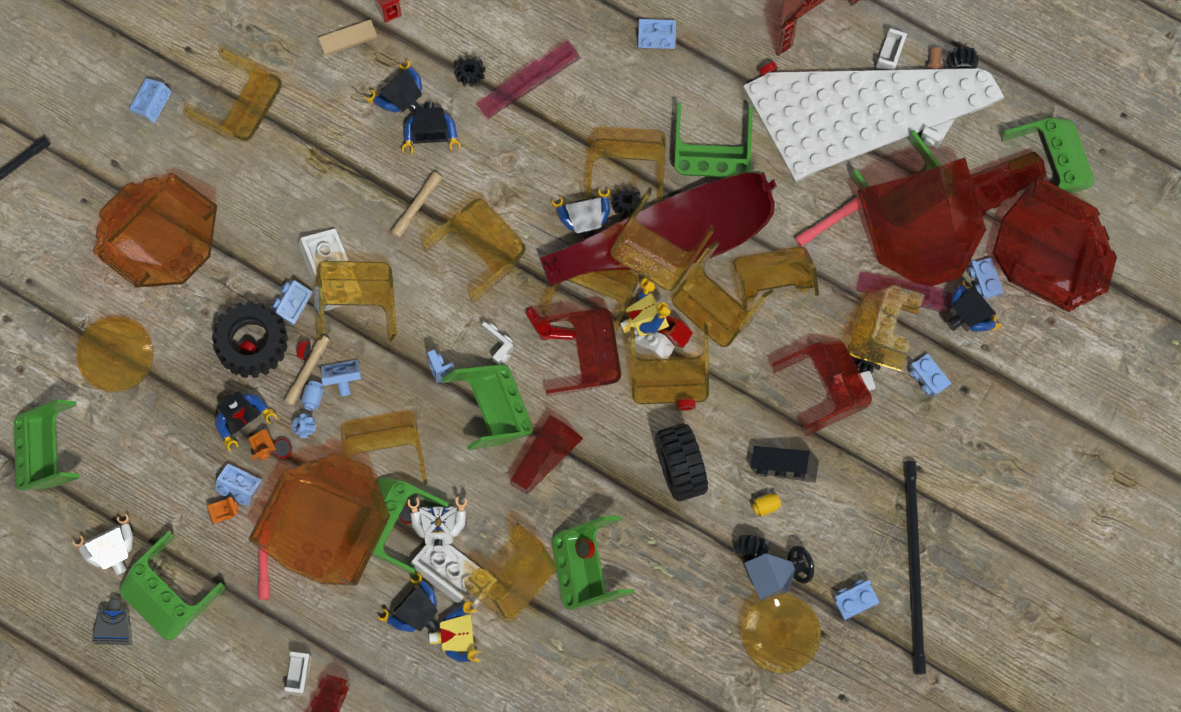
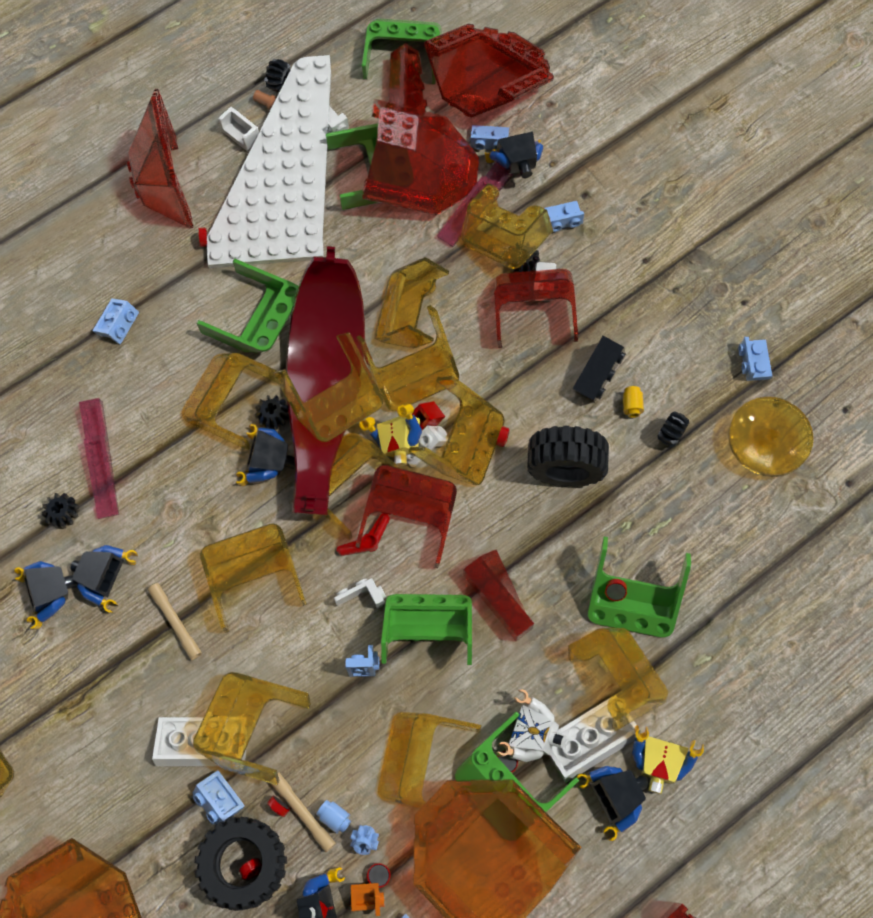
camera: 65 degrees left, 5 degrees down
(341, 374) = (325, 774): light blue tile -> none
(774, 575) = (711, 417): sand blue piece -> none
(811, 233) = (380, 262): coral piece -> none
(919, 657) = (829, 326): black piece -> none

